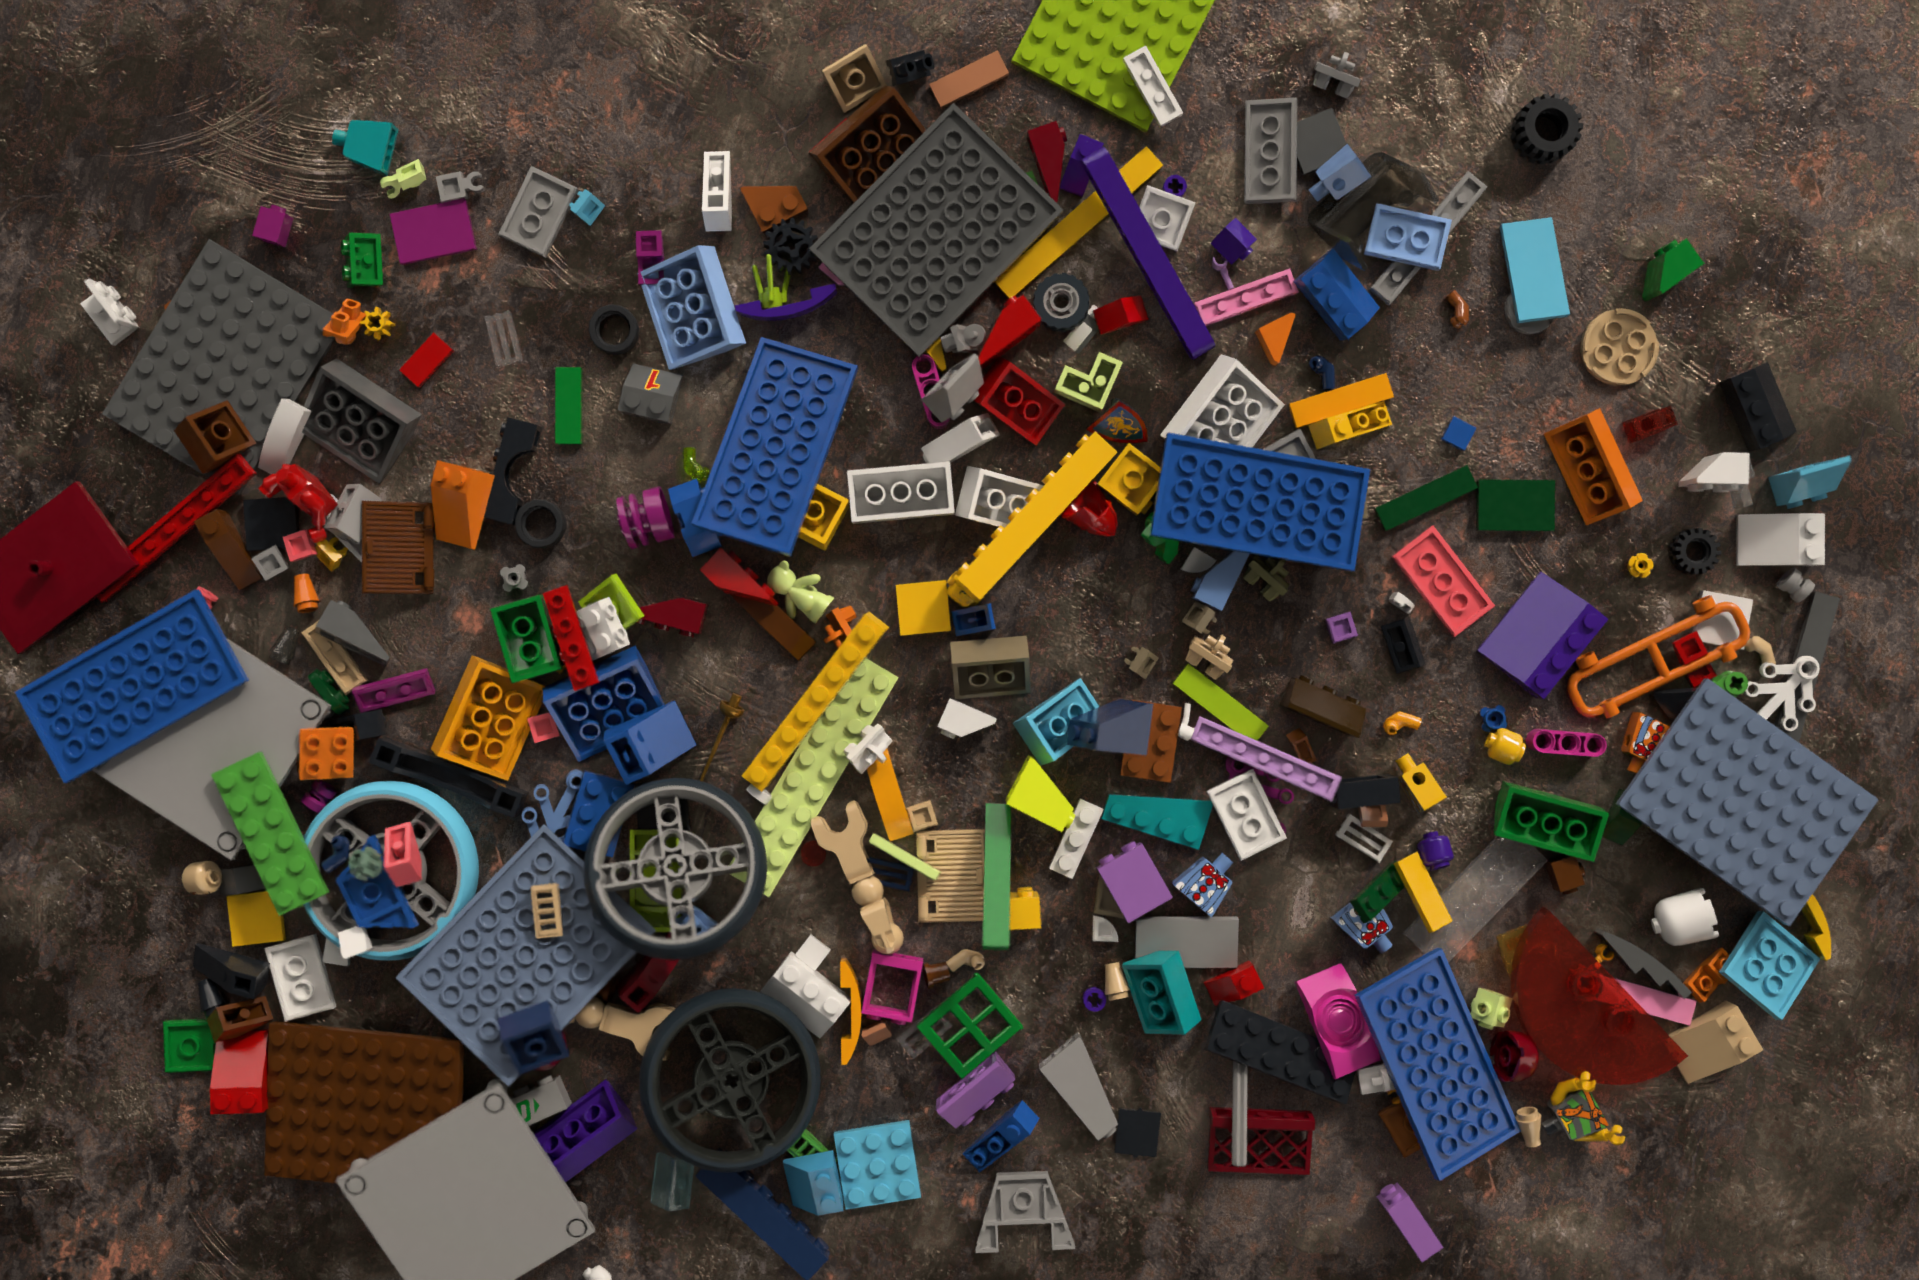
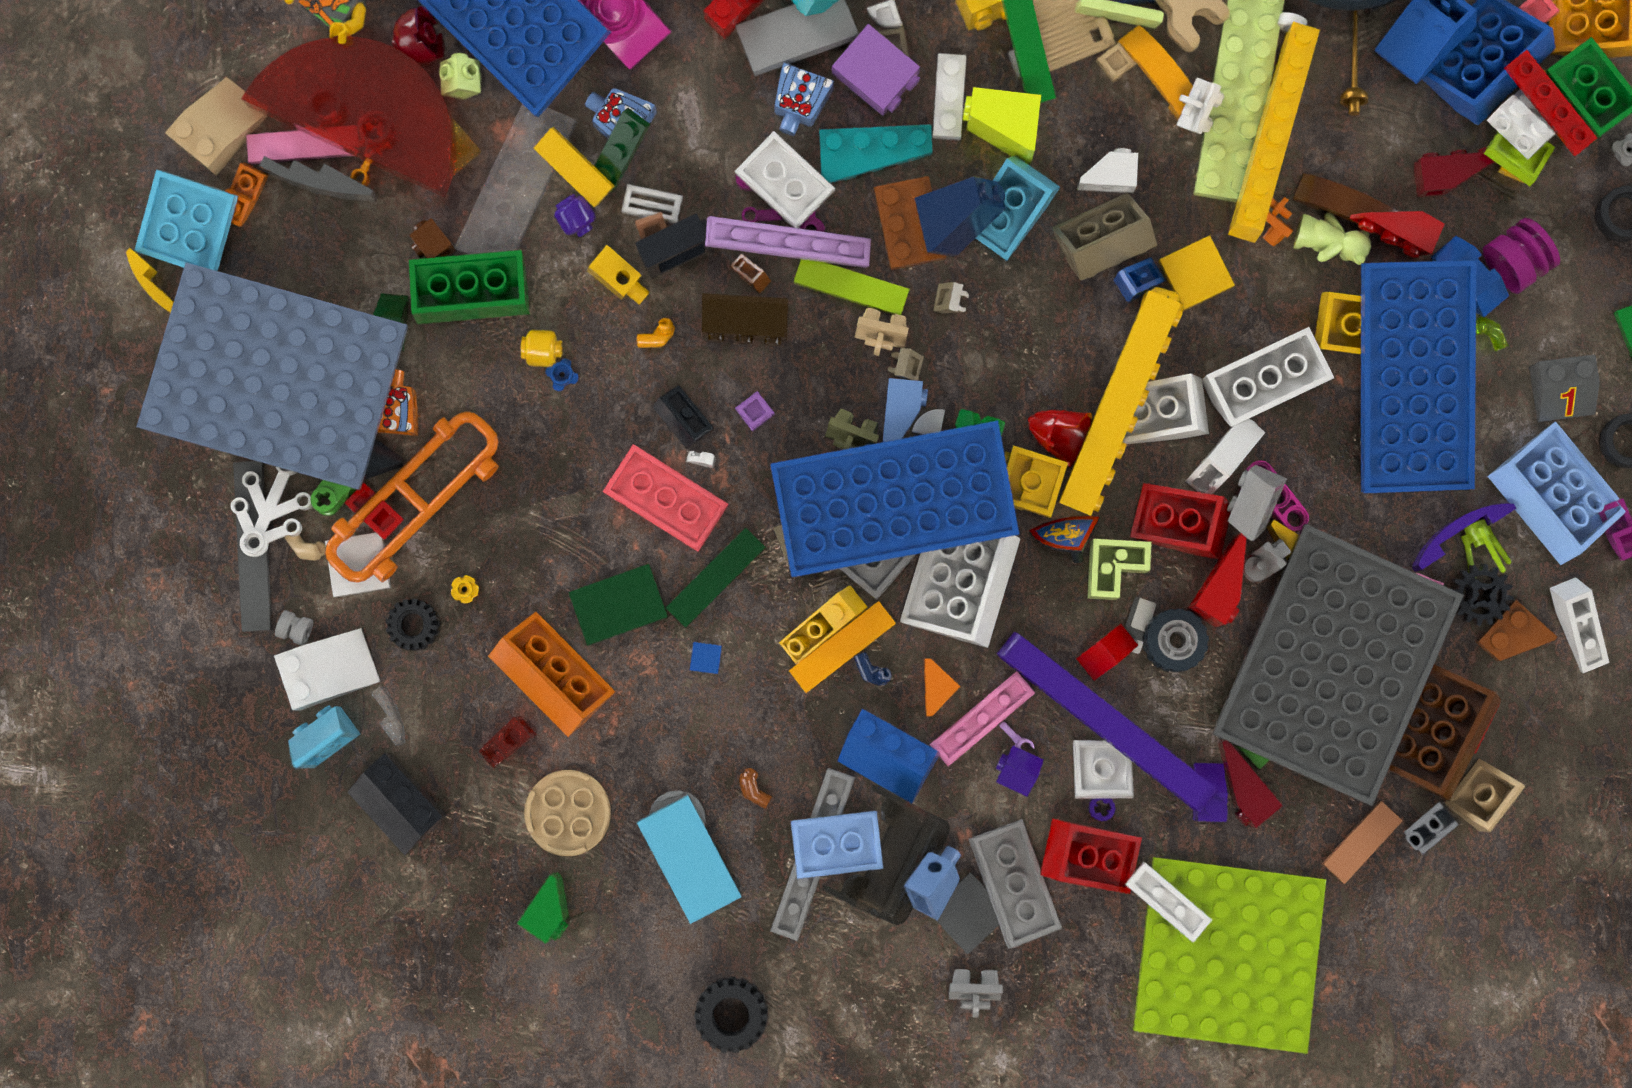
camera: 165 degrees right, 5 degrees down
(1072, 228) = (1191, 726): yellow tile -> none
(1185, 731) = (878, 245): white hand -> none
(1200, 150) = (1090, 856): none -> red slope
(1542, 635) = (543, 477): dark purple slope -> none
(1577, 746) = (464, 375): dark pink beam -> none
(1685, 918) = (292, 238): white cylinder -> none
(1718, 473) = (421, 713): white slope -> none

